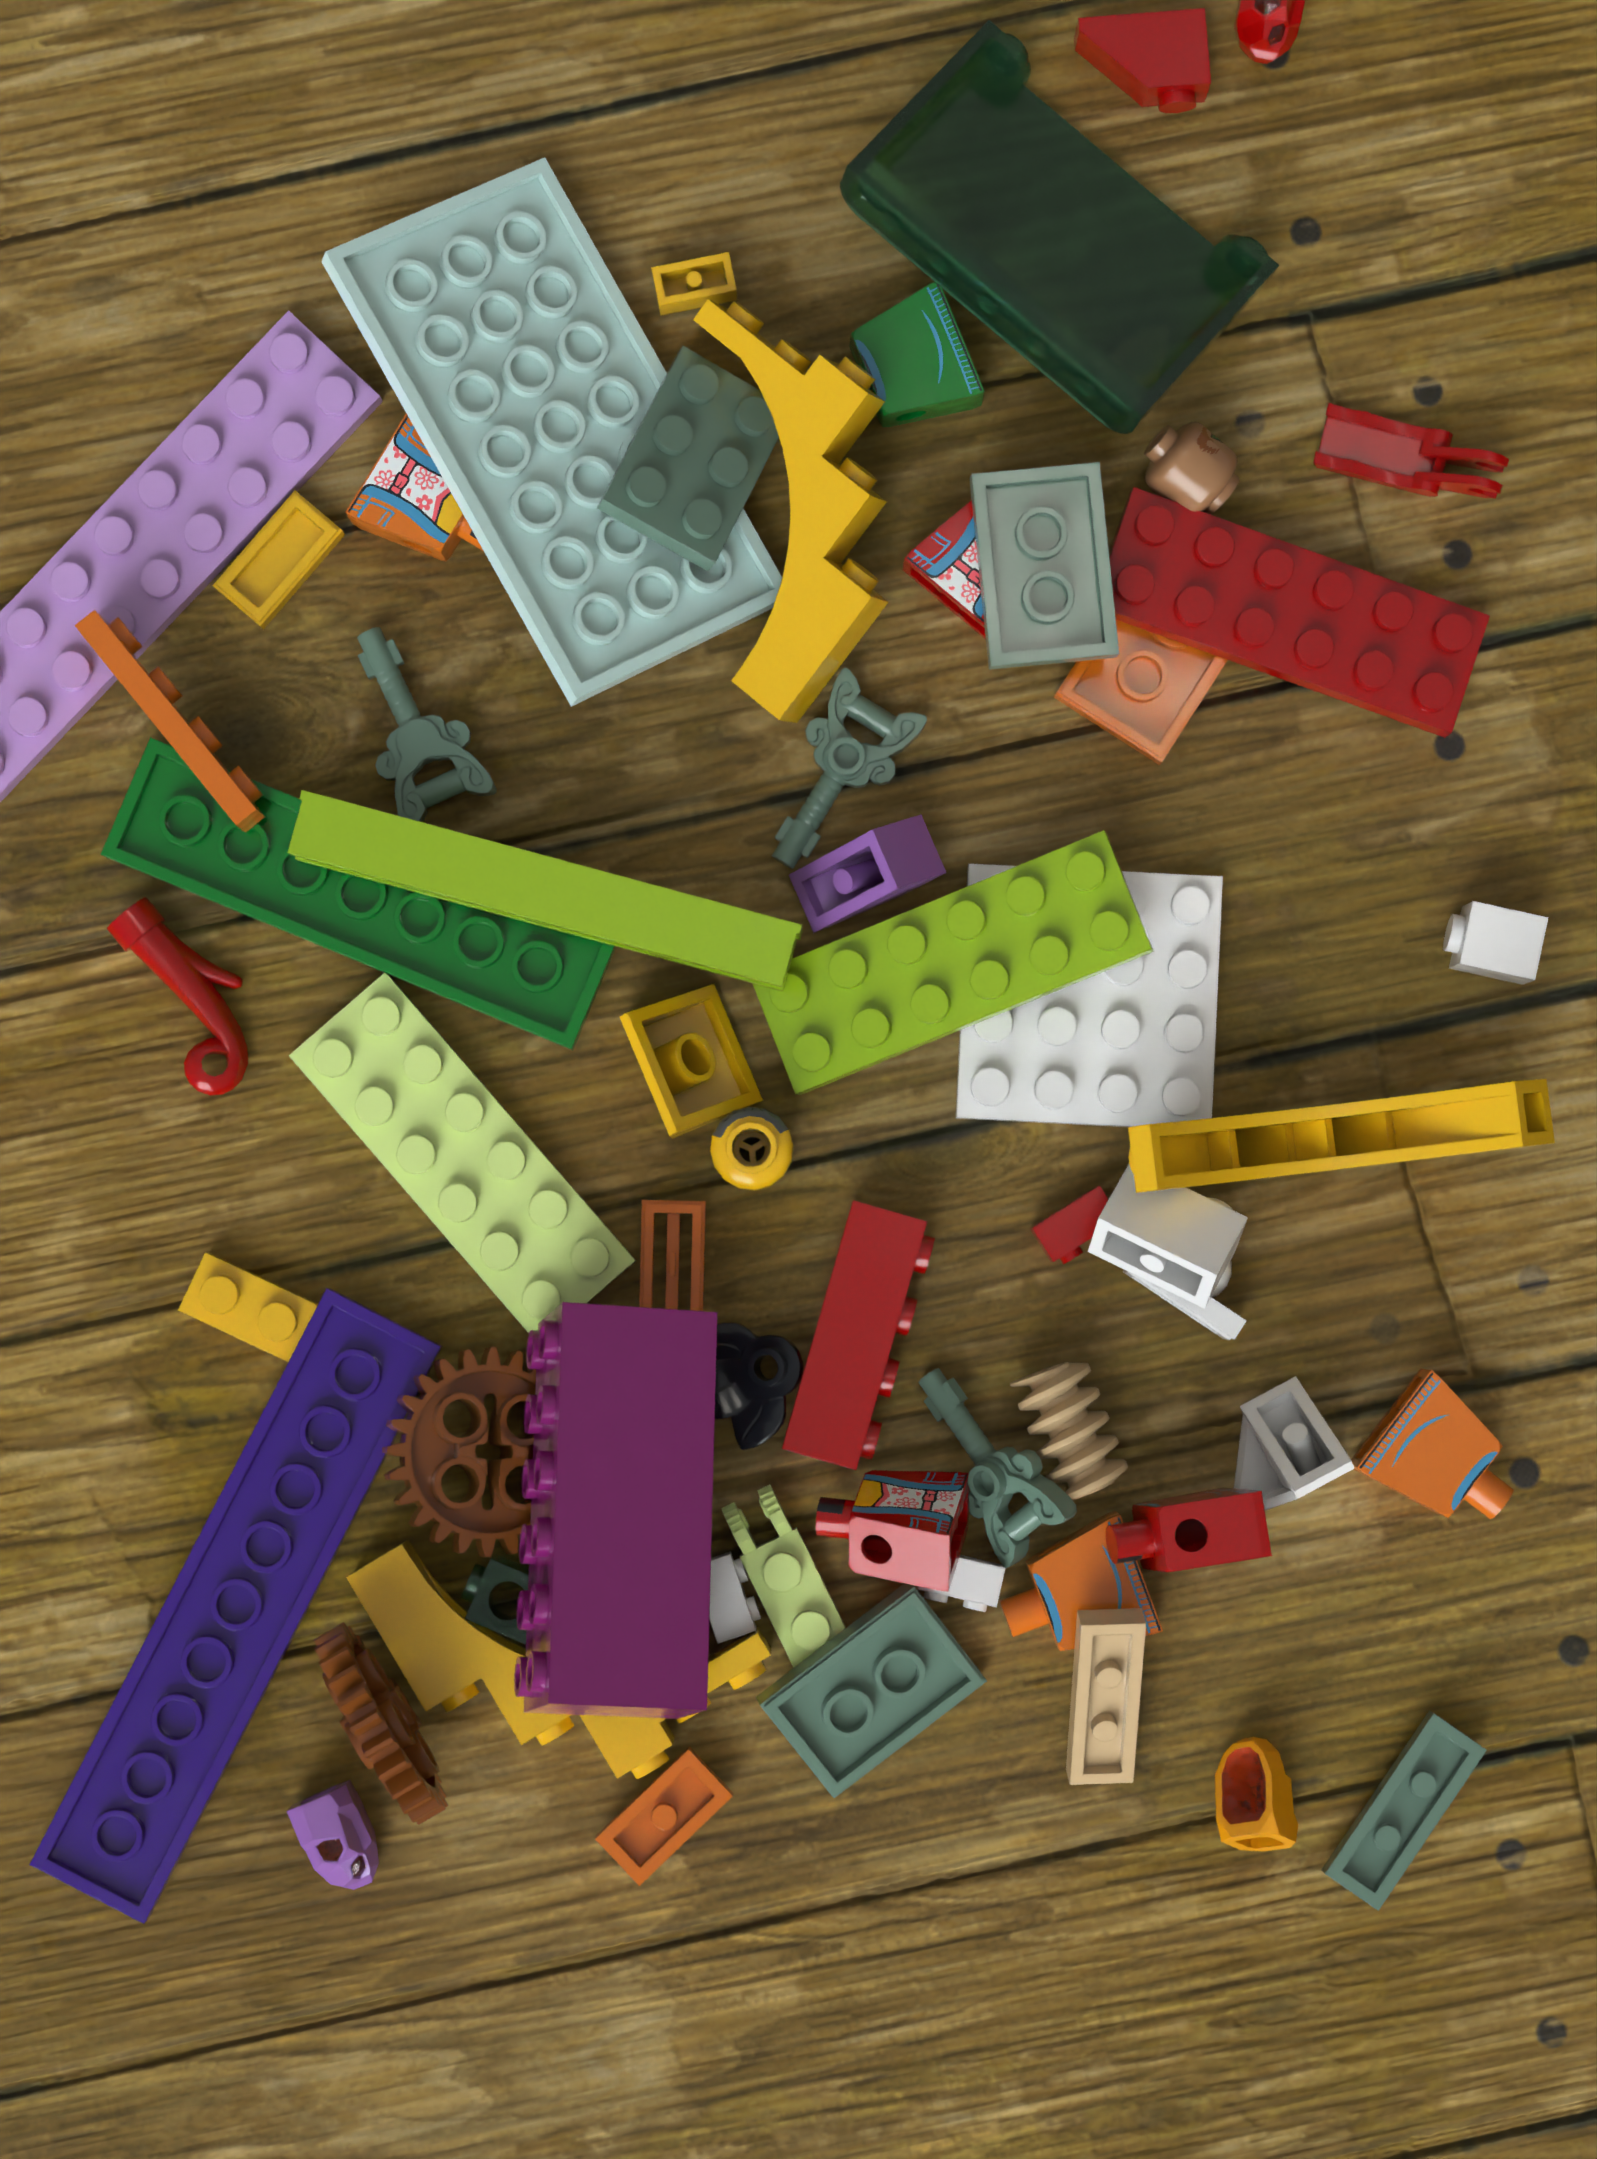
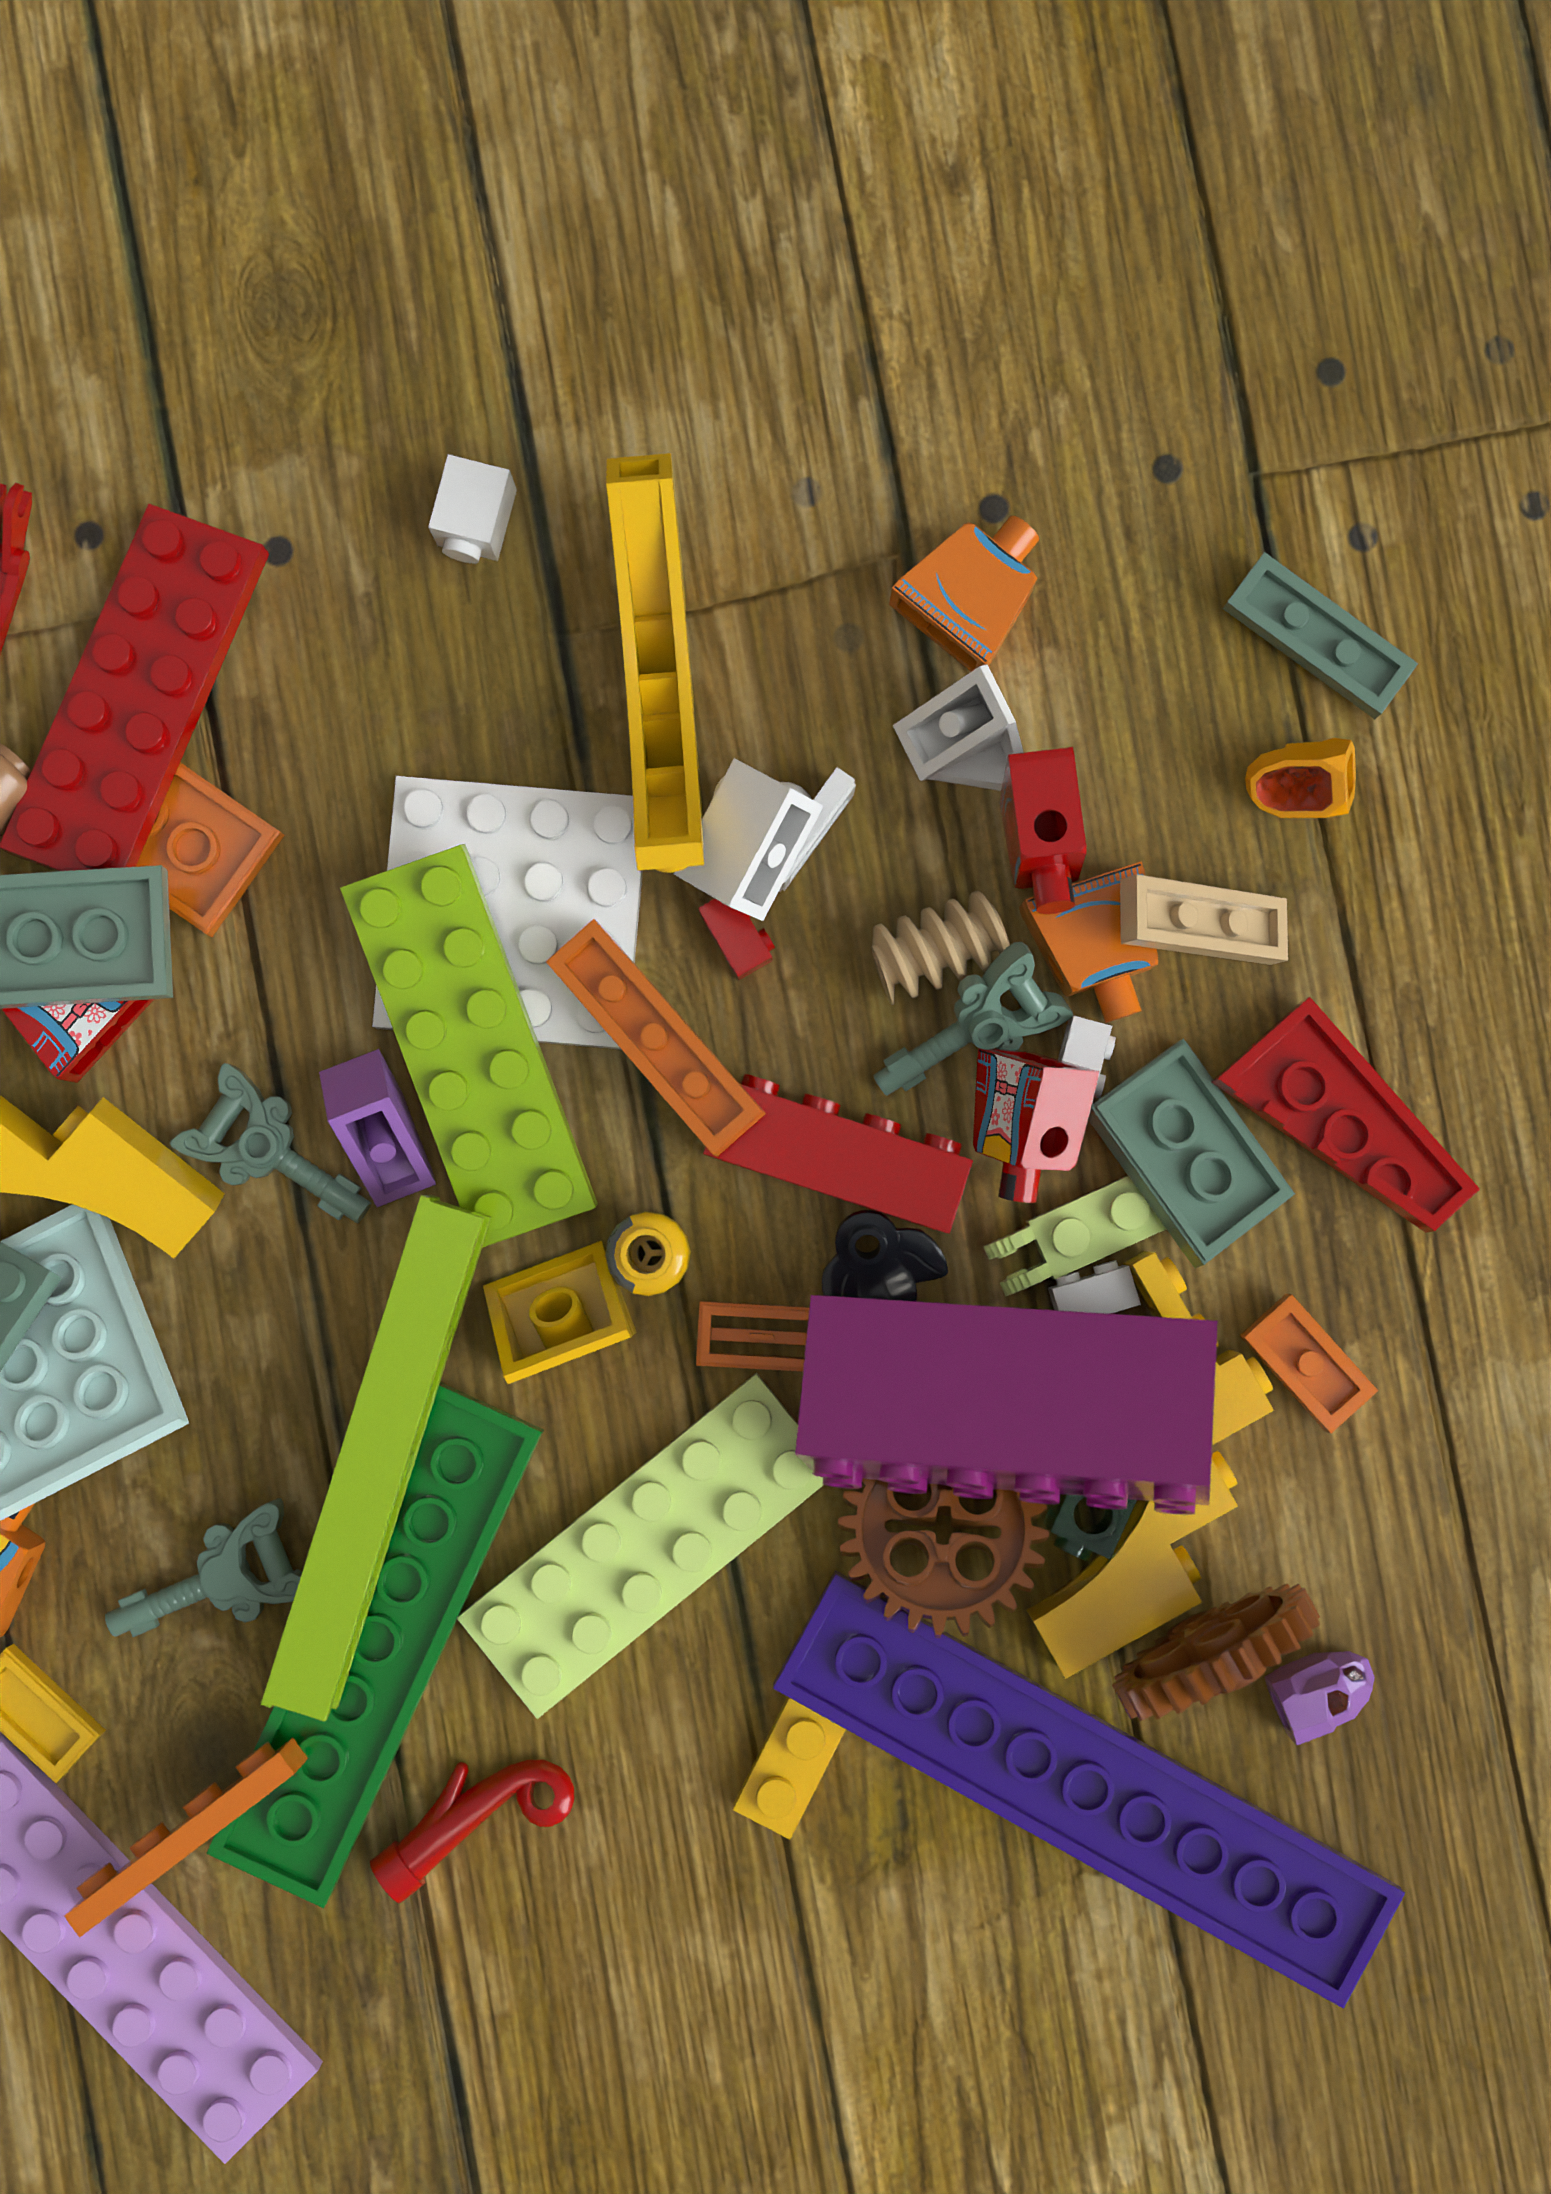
camera: 85 degrees left, 0 degrees up
(921, 1841) = (1341, 1110): none -> red wing
(966, 1148) = (655, 1038): none -> orange plate

